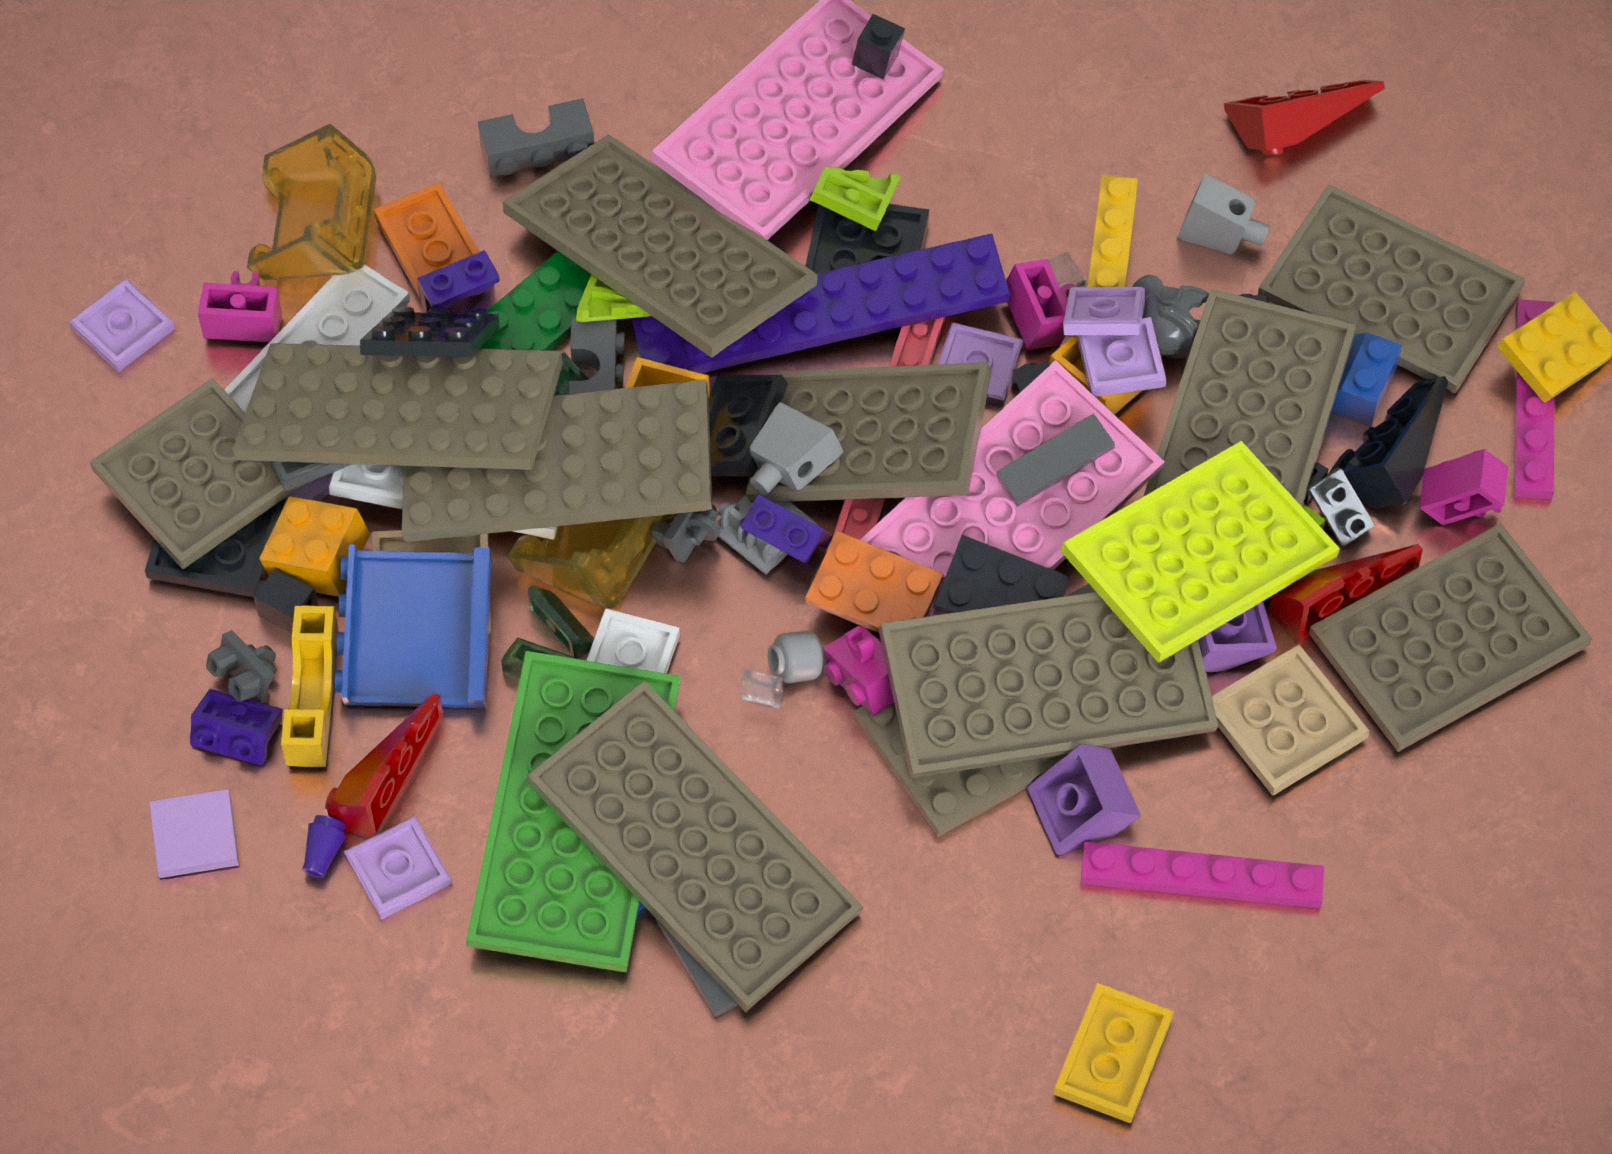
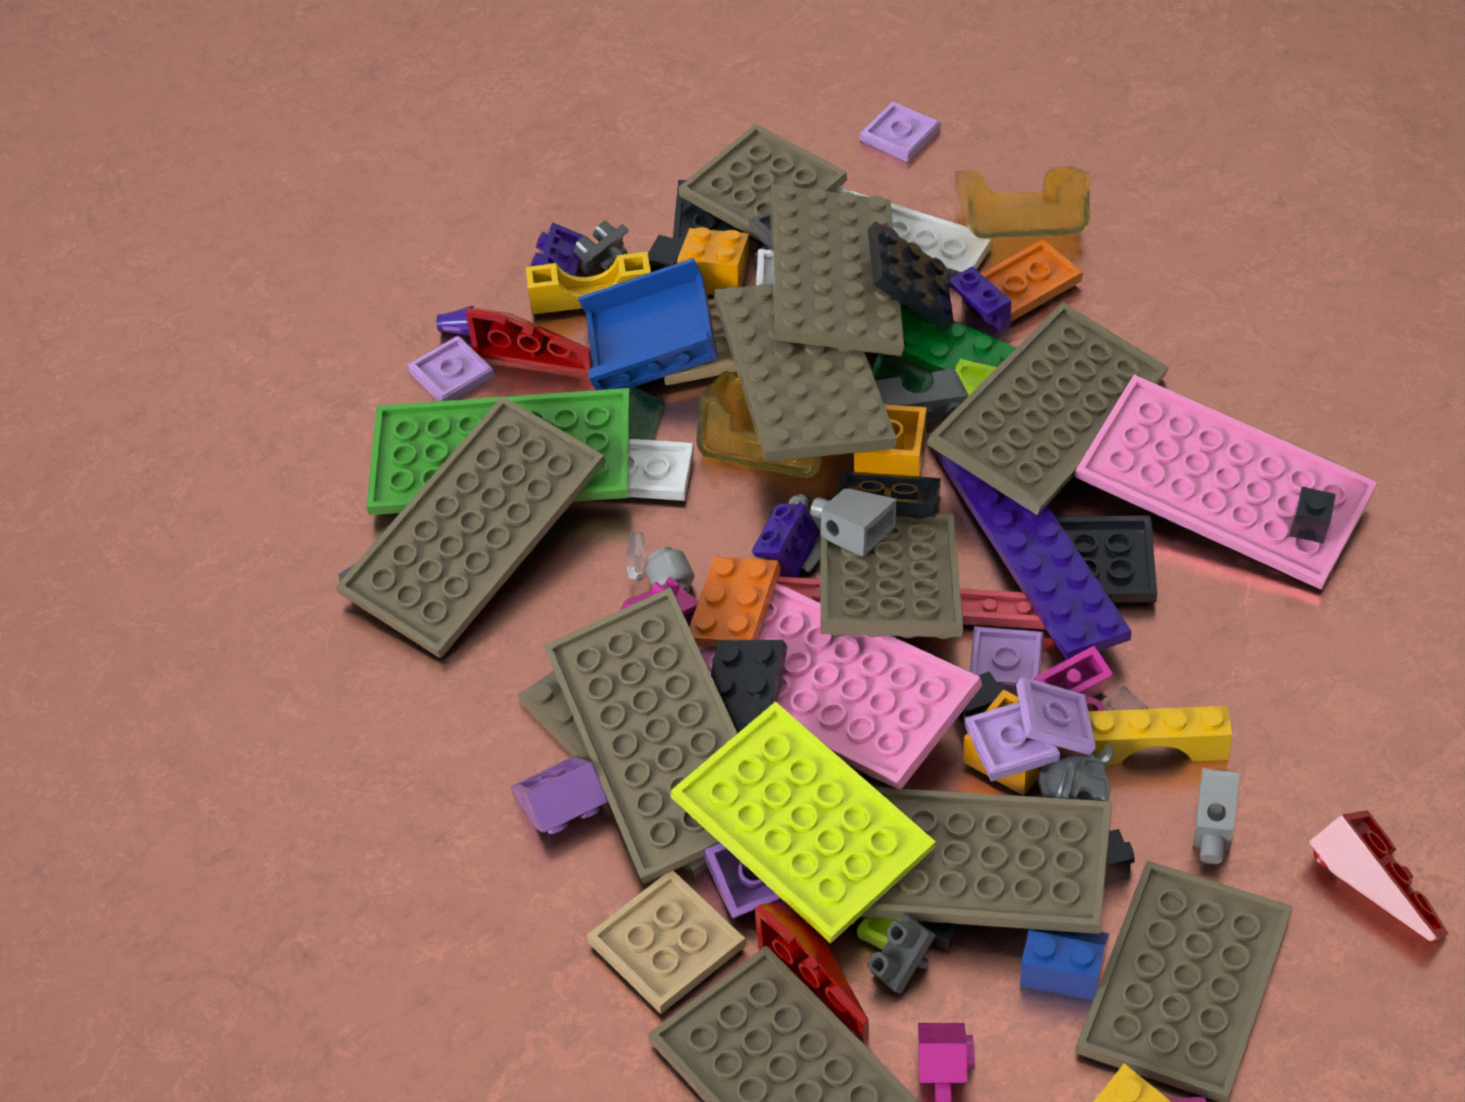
camera: 85 degrees right, 10 degrees down
(193, 833) = (466, 255): lavender tile -> none
(240, 310) = (920, 180): dark pink brick -> none
(512, 150) = (1135, 308): dark grey arch -> none
(560, 621) = (680, 420): clear green slope -> none
(686, 532) = (784, 482): dark grey hips -> none
(855, 194) = (1146, 530): lime wing -> none
(1055, 459) = (878, 697): dark grey tile -> none
(1113, 1053) = (316, 847): yellow plate -> none
(1202, 875) = (499, 899): dark pink plate -> none
(1396, 451) = (966, 994): black wedge -> none

